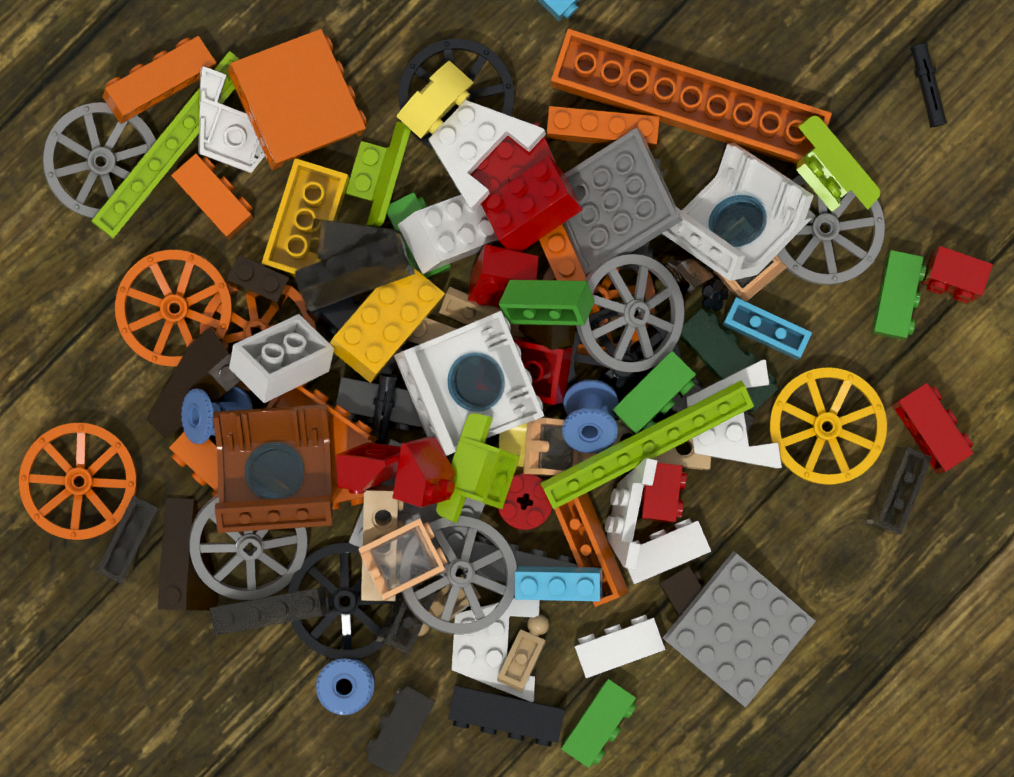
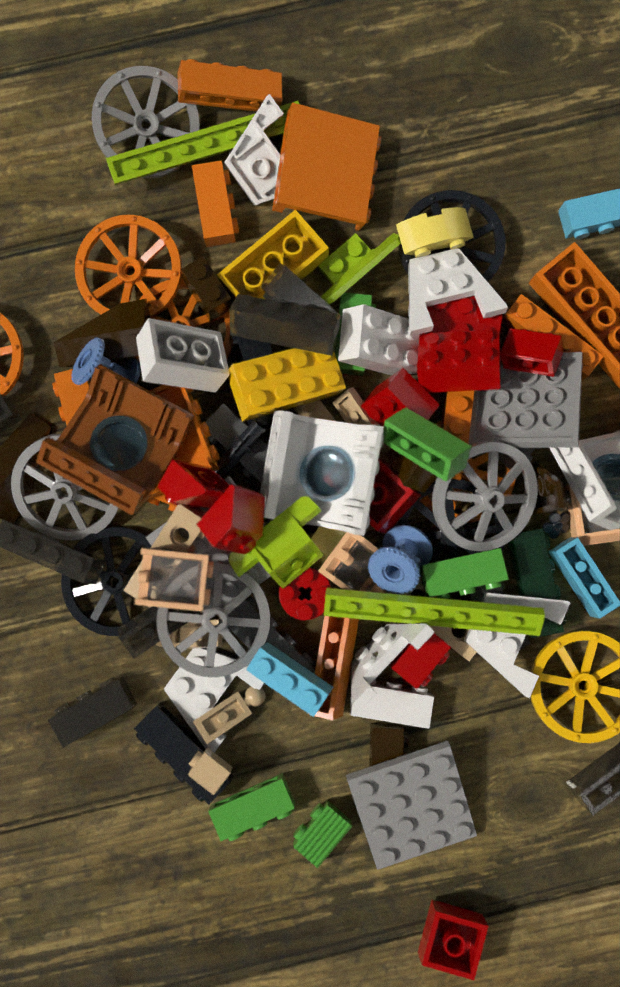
camera: 30 degrees right, 0 degrees up
(328, 686) = (54, 651): medium blue hose -> none
(538, 709) = (209, 770): none -> tan brick
(591, 155) = (532, 352): none -> red brick
(619, 646) = (307, 756): white brick -> none
(675, 706) = (321, 833): none -> bright green brick
(847, 723) = (452, 940): none -> red brick

